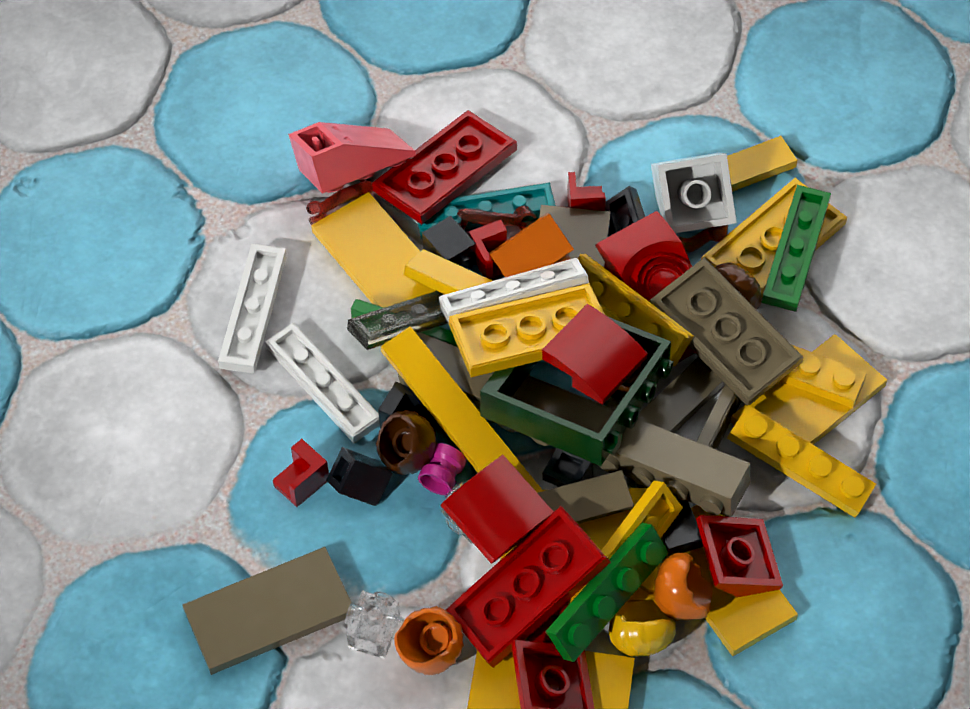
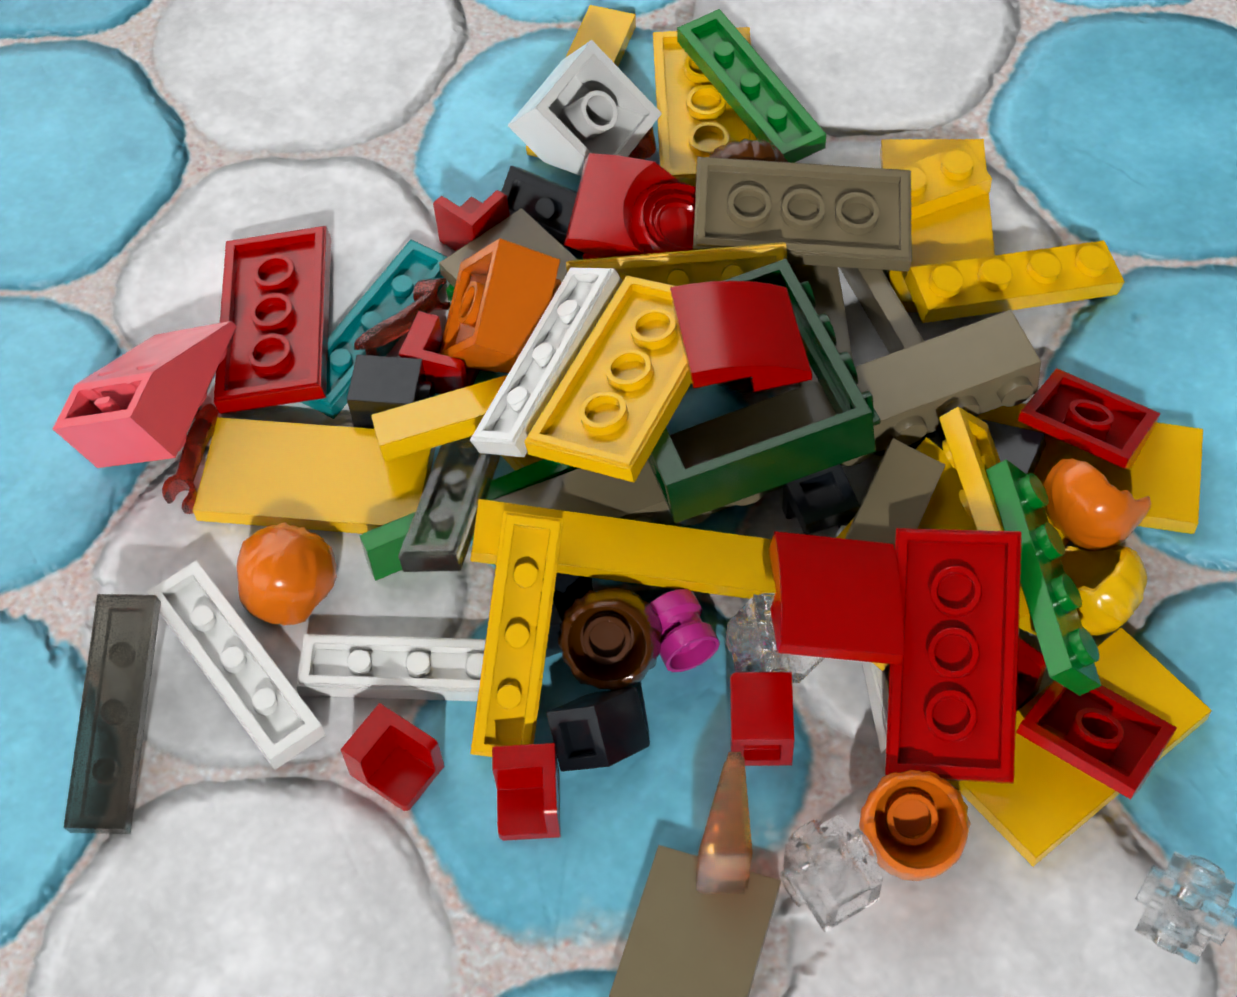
camera: 45 degrees left, 0 degrees up
(183, 283) = (112, 714): none -> clear smoke tile
(265, 407) = (393, 757): none -> red panel
(315, 288) = (284, 573): none -> orange hair
(350, 565) = (727, 842): none -> clear orange slope
(366, 400) = (517, 632): none -> yellow tile
(428, 538) = (762, 717): none -> red panel

